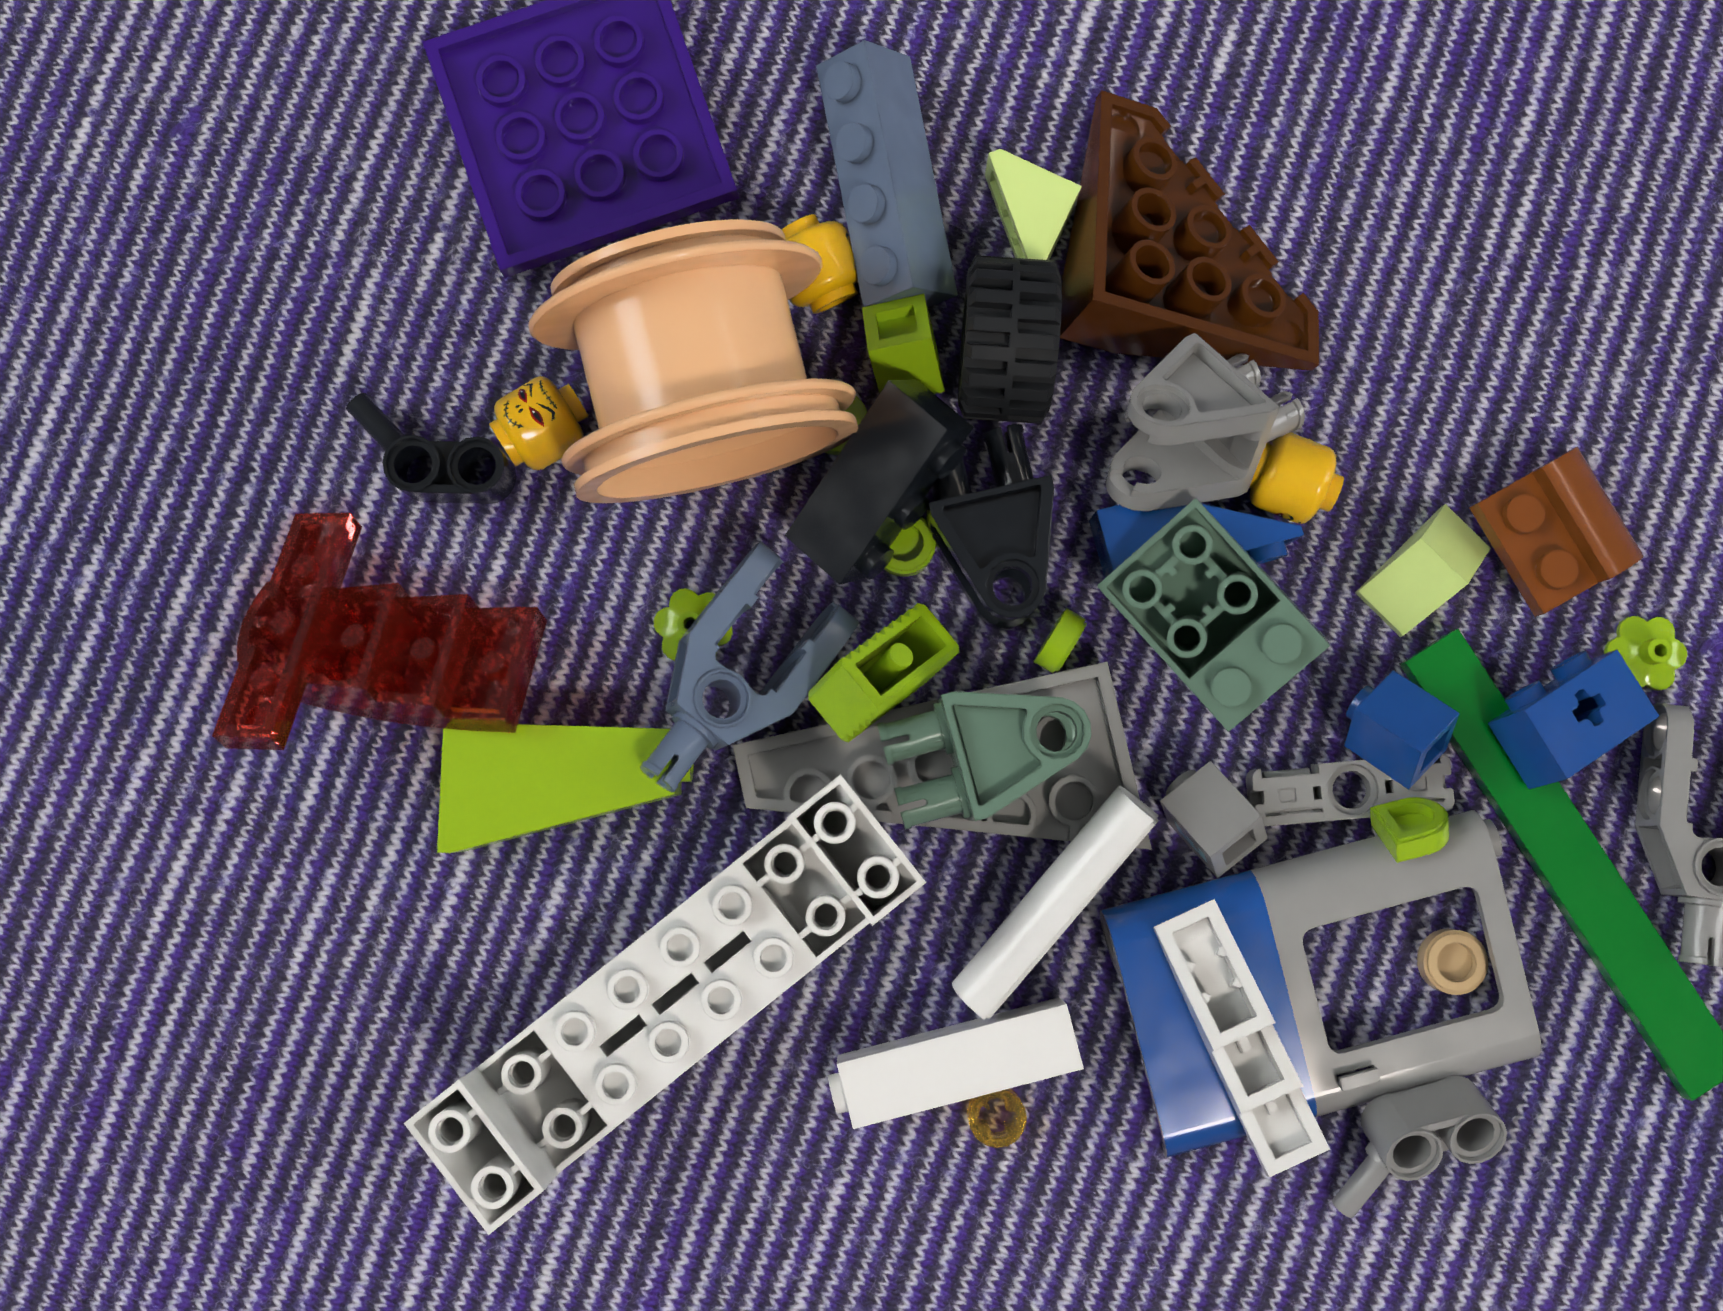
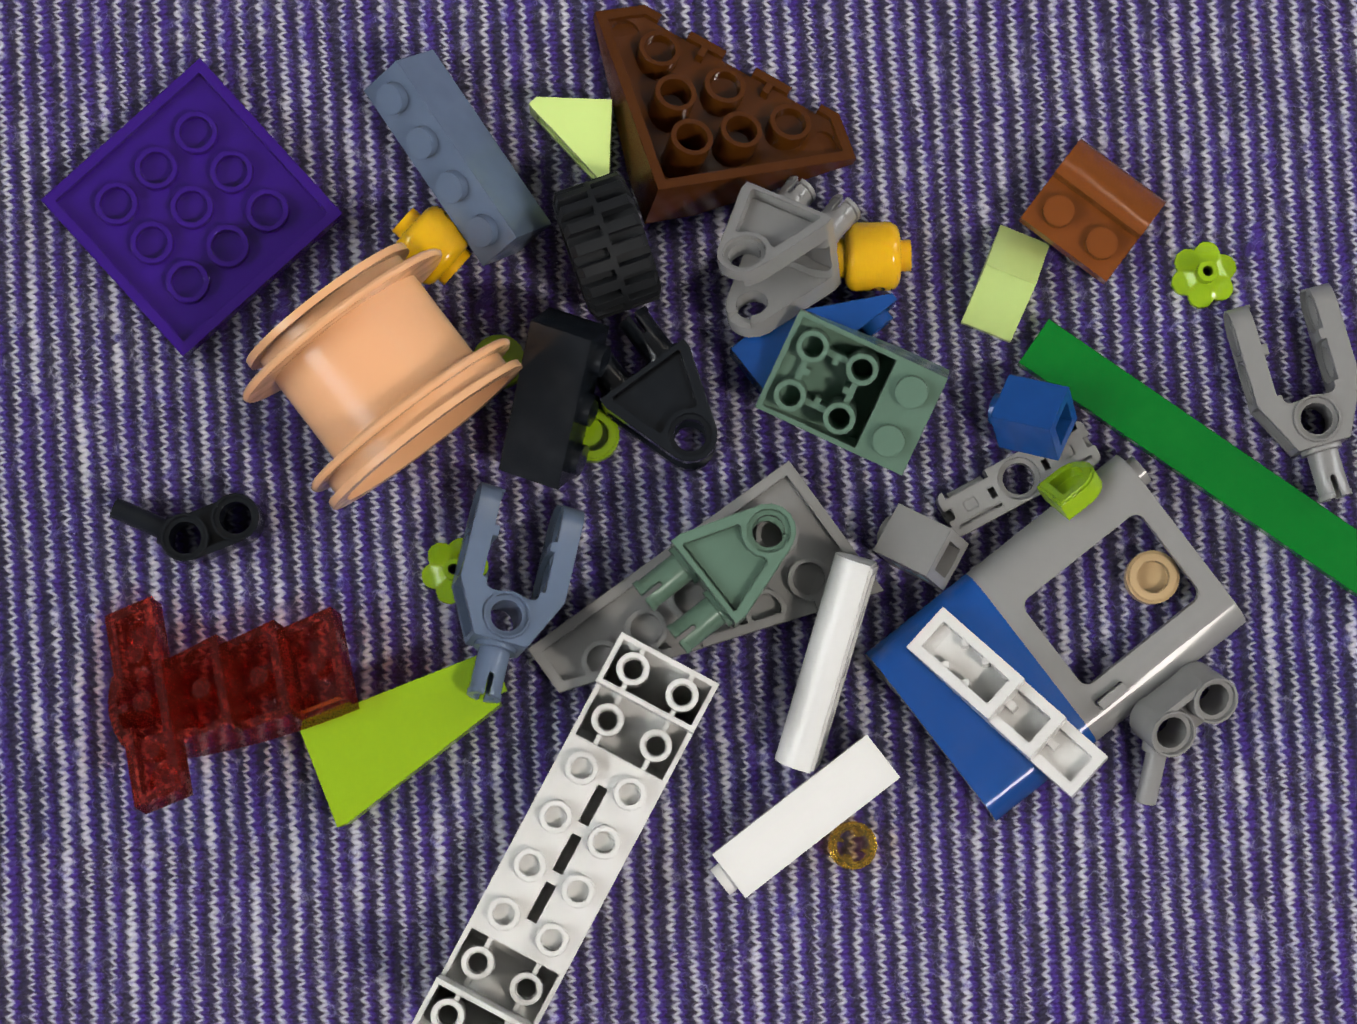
camera: 30 degrees left, 0 degrees up
(538, 422) = (267, 463): yellow head -> none
(882, 672) = (620, 542): lime brick -> none
(902, 342) = (526, 282): lime brick -> none
(1060, 641) = (746, 459): lime tile -> none
(1572, 719) = (1179, 331): blue brick -> none

